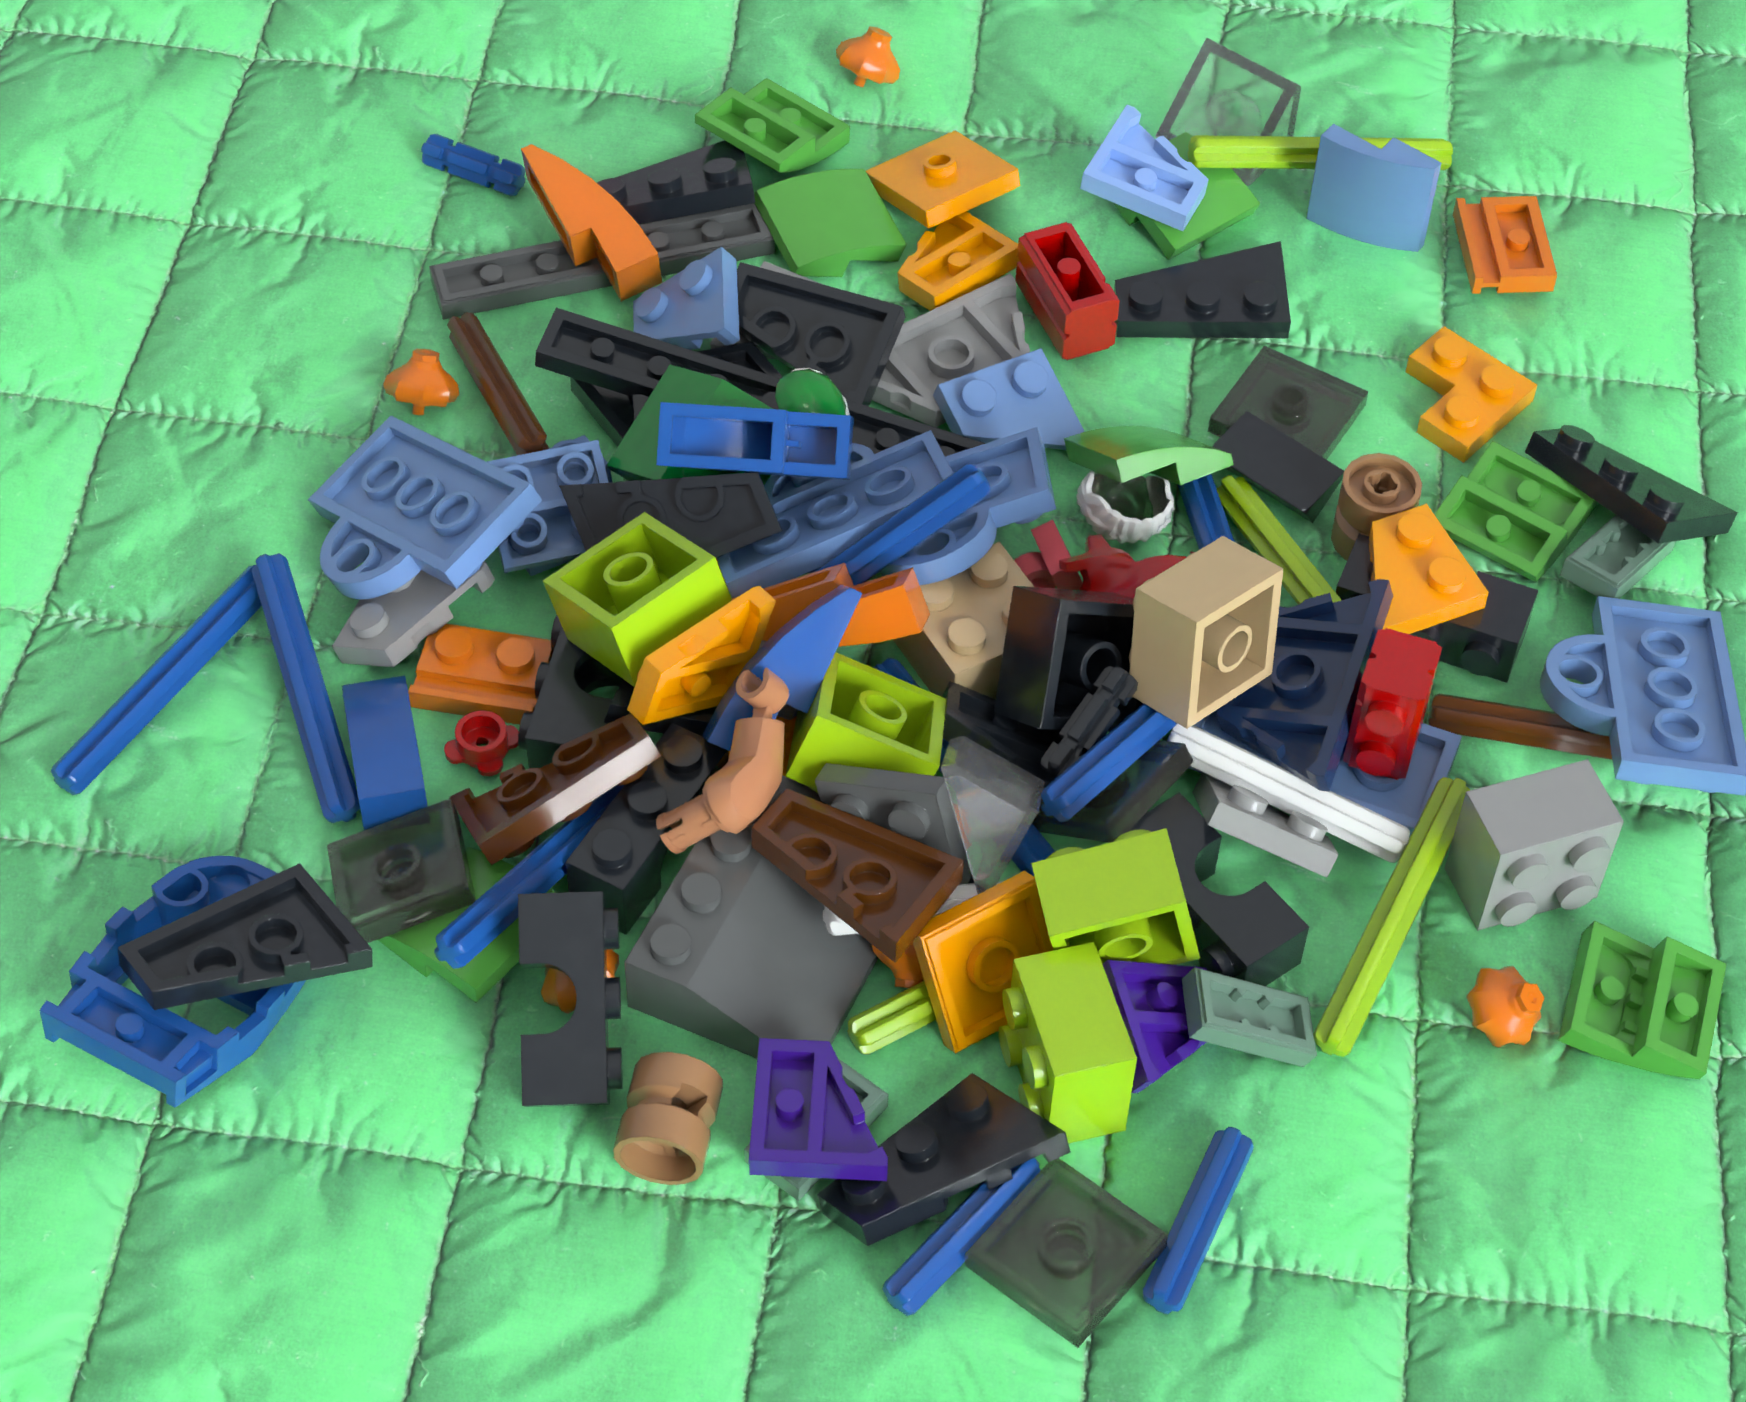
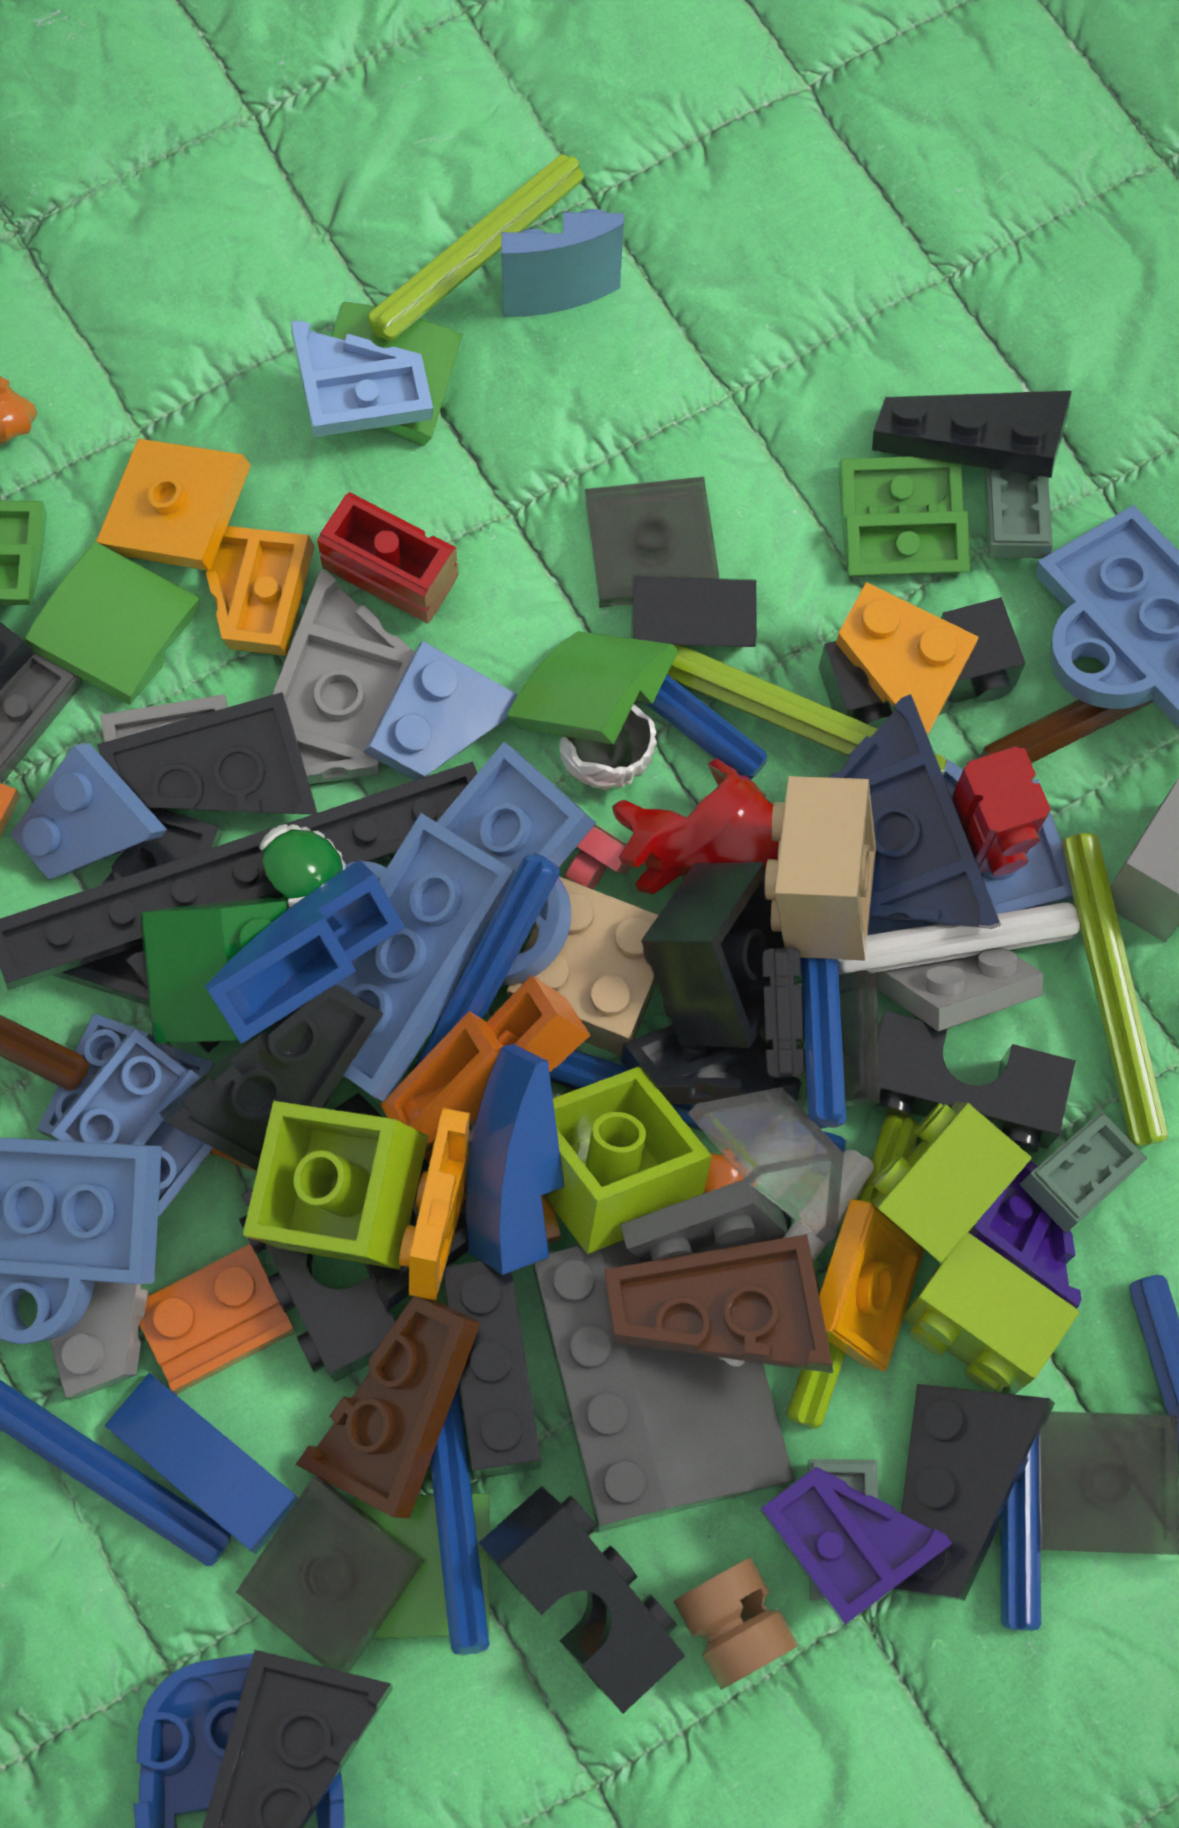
camera: 40 degrees left, 20 degrees up
(478, 729) = (258, 1380): red plate -> none
(749, 779) = (574, 1292): nougat arm -> none
(1208, 298) = (496, 465): black wing -> none
(1232, 98) = (363, 248): clear slope -> none
(1369, 491) = (810, 602): medium nougat wheel -> none
(1476, 392) = (785, 404): light orange plate -> none
(1505, 244) = (694, 236): orange plate -> none

